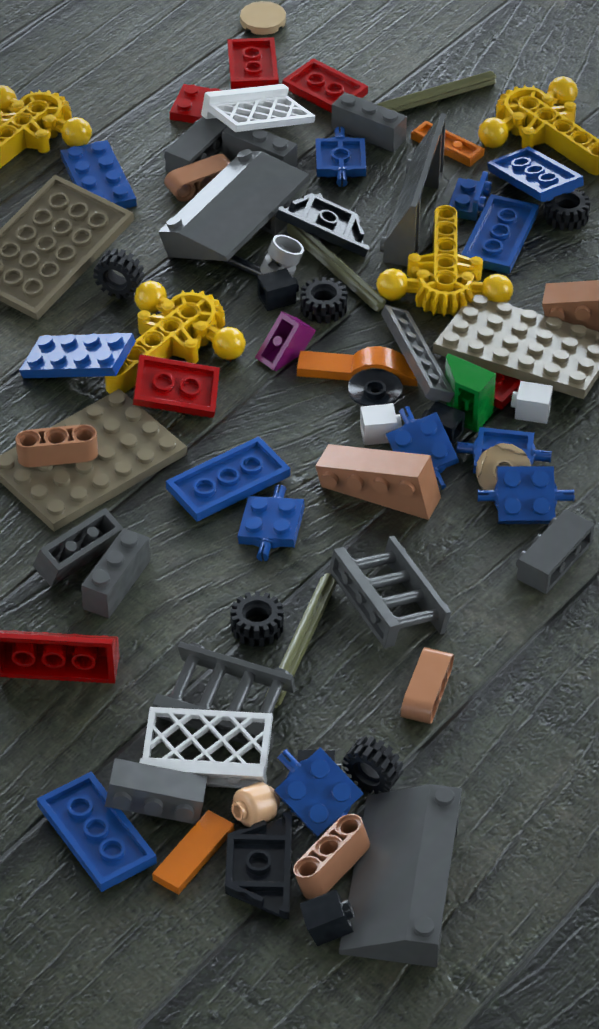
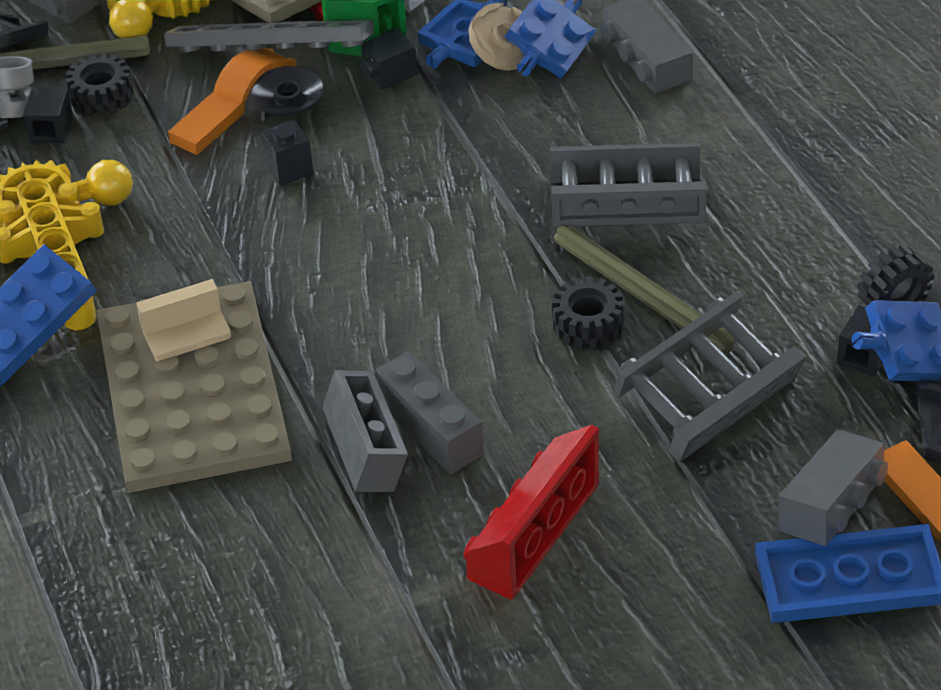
camera: 60 degrees left, 0 degrees up
(57, 445) = (173, 389): nougat beam -> none
(121, 426) = (183, 320): none -> tan panel
(176, 386) = (147, 250): red plate -> none
(219, 774) = (819, 427): white fence -> none
(227, 478) = (335, 264): blue plate -> none
(255, 804) = (891, 405): light nougat head -> none
(271, 522) = (433, 251): blue plate -> none
(284, 341) = (146, 137): magenta slope -> none
(312, 412) = (287, 152): none -> black brick
(377, 421) = (347, 108): white brick -> none
(381, 477) = (441, 130): nougat wedge -> none
(424, 437) = (420, 83): blue plate -> none
(427, 685) = (784, 207): nougat beam -> none

